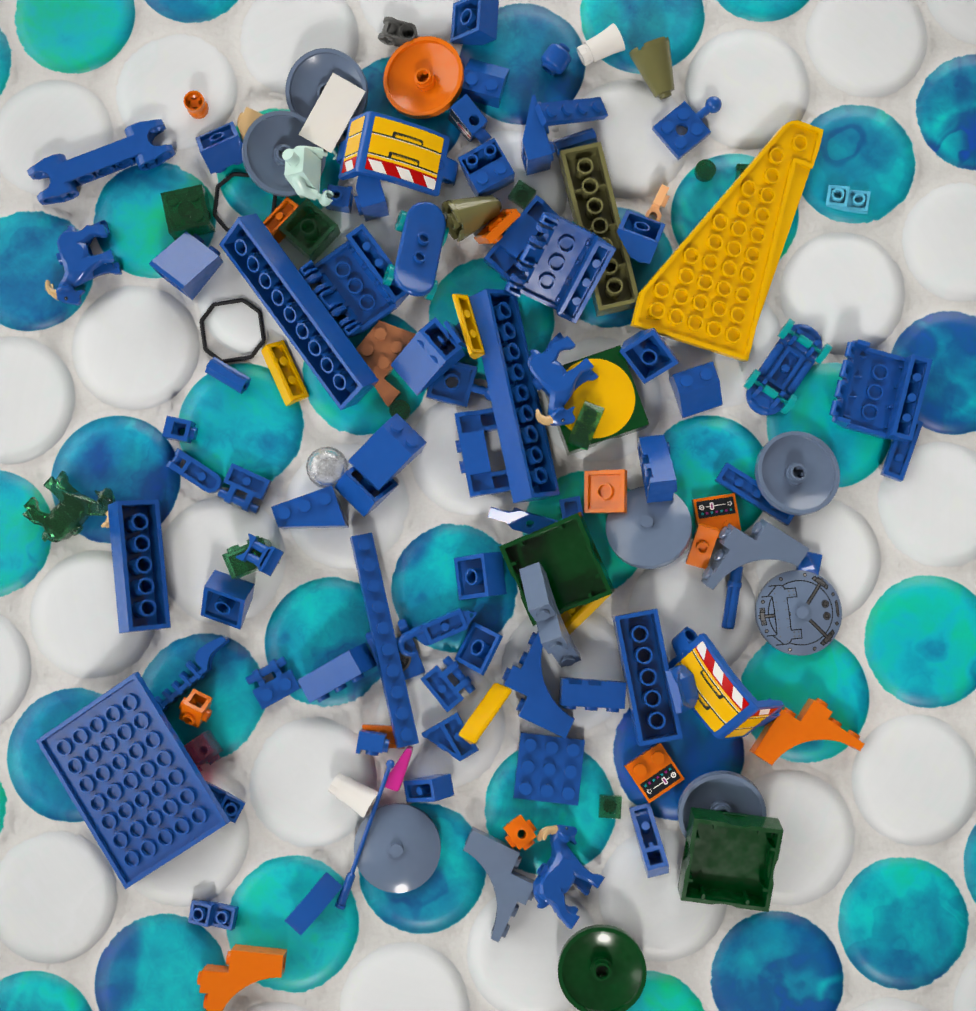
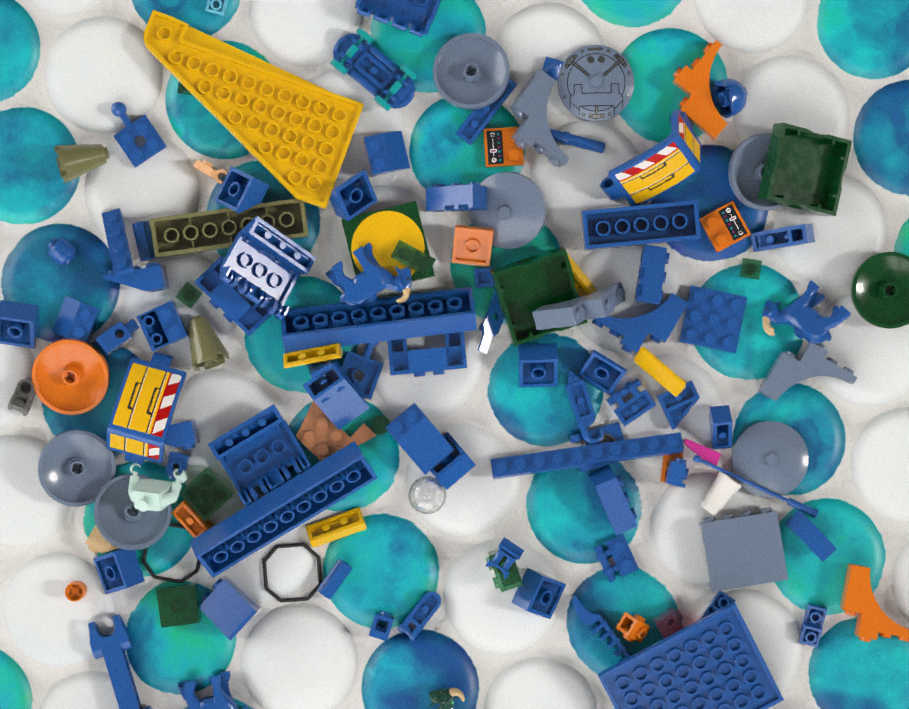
camera: 85 degrees left, 5 degrees up
(138, 565) = (503, 668): blue brick -> none
(247, 482) = (434, 568): blue plate -> none
(292, 827) = (743, 549): none -> sand blue panel
(311, 510) = (466, 511): blue wedge -> none
(332, 112) = (98, 464): white sticker -> none
(419, 250) = (239, 394): blue piece -> none
(493, 230) = (221, 323): orange plate -> none
(512, 829) = (762, 356): orange brick -> none
(601, 45) = (53, 208): white plant -> none
(682, 688) = (653, 195): blue slope -> none
(702, 546) = (529, 163): orange plate -> none
(705, 170) = (180, 123): clear green tile -> none
(801, 764) = (729, 96): none -> blue cylinder

